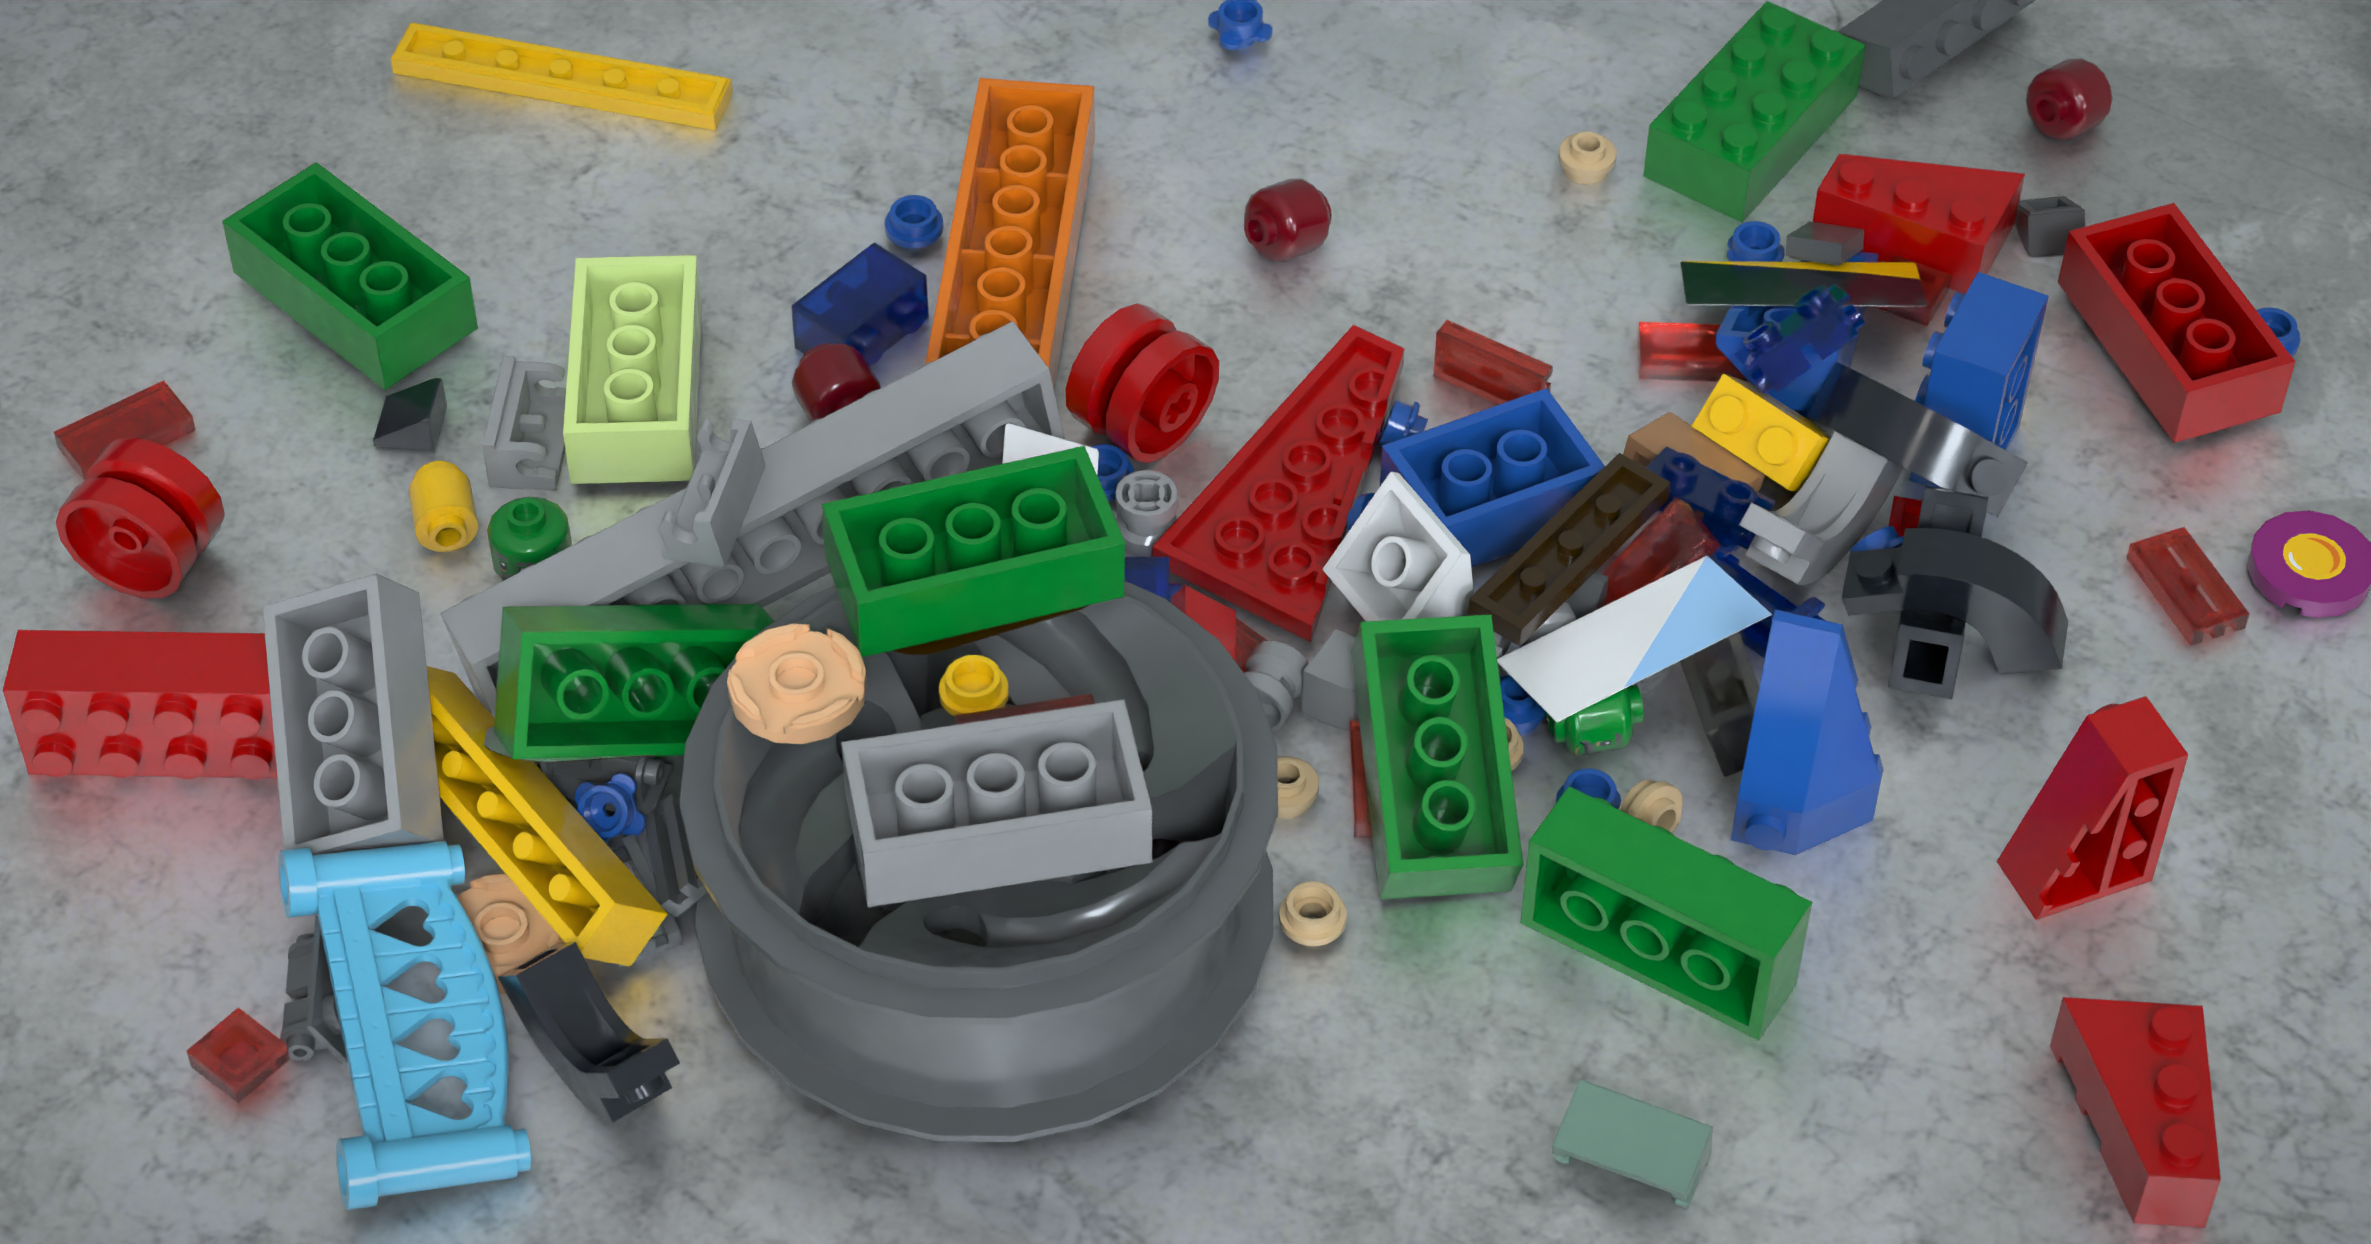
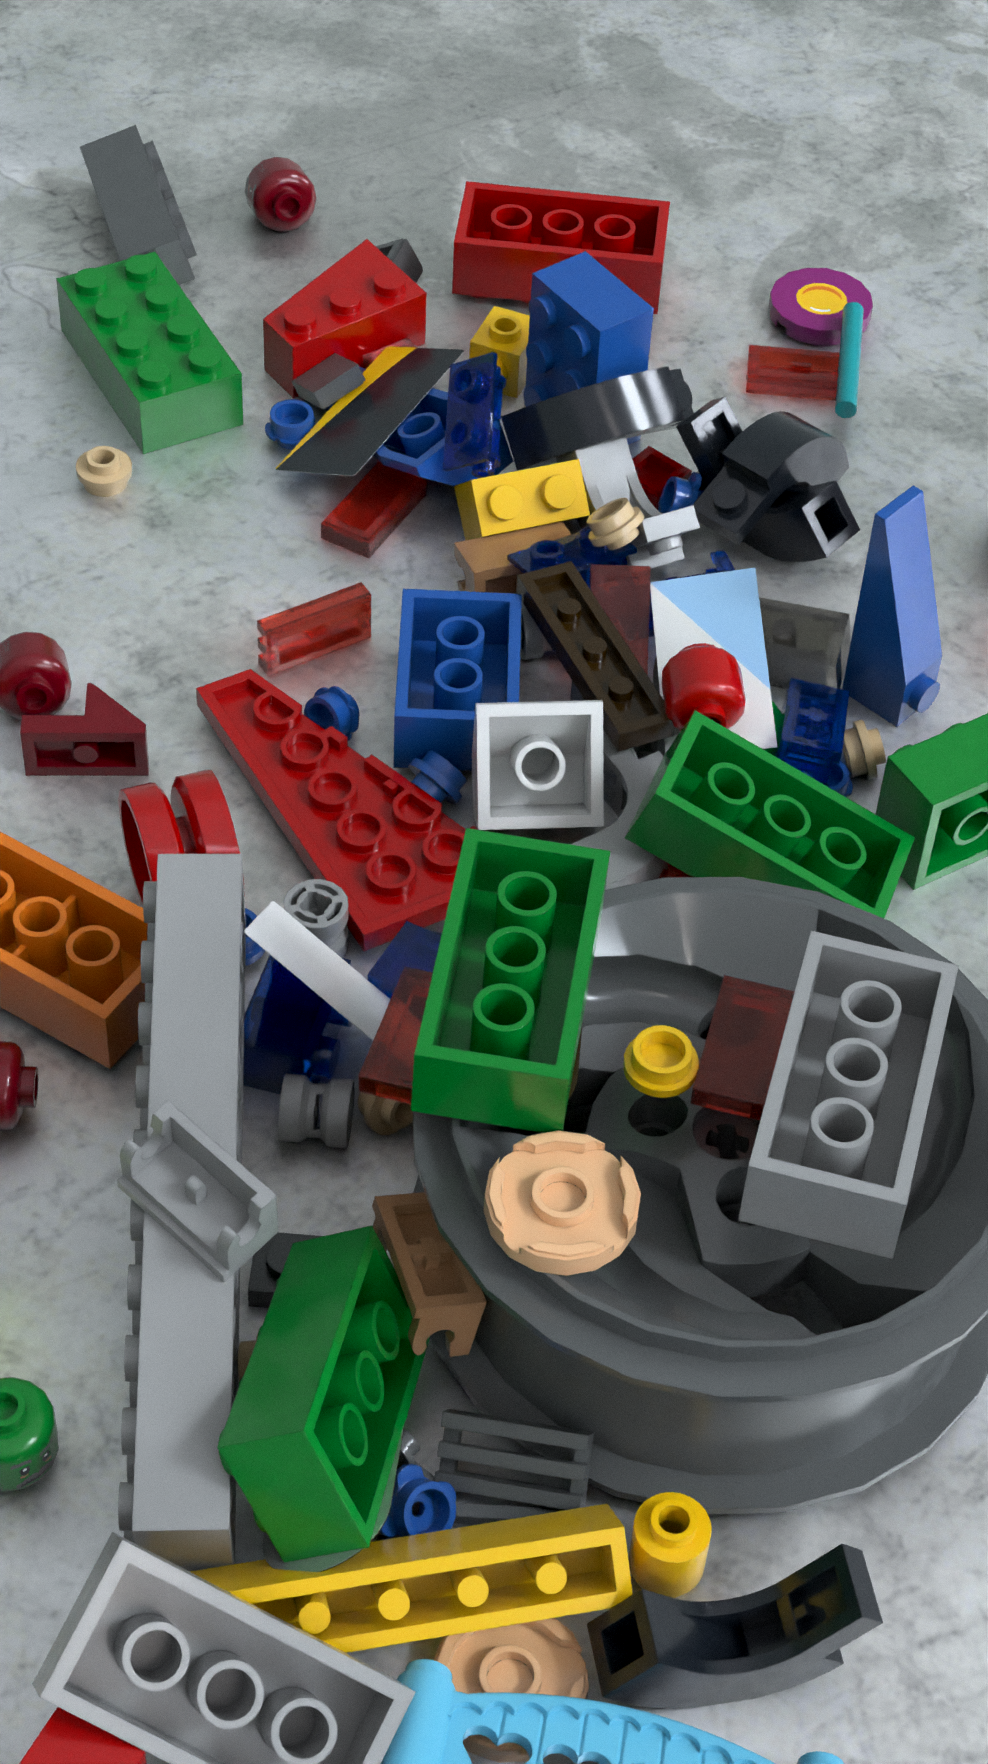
camera: 65 degrees left, 0 degrees up
(656, 971) = (669, 1544): none -> yellow brick
(1245, 290) = (99, 743): none -> dark red slope
(1562, 631) = (703, 681): none -> red head
(1611, 745) = (812, 728): none -> clear blue hinge
(1736, 489) = (614, 524): none -> tan plate
(2221, 606) = (849, 360): none -> teal bar

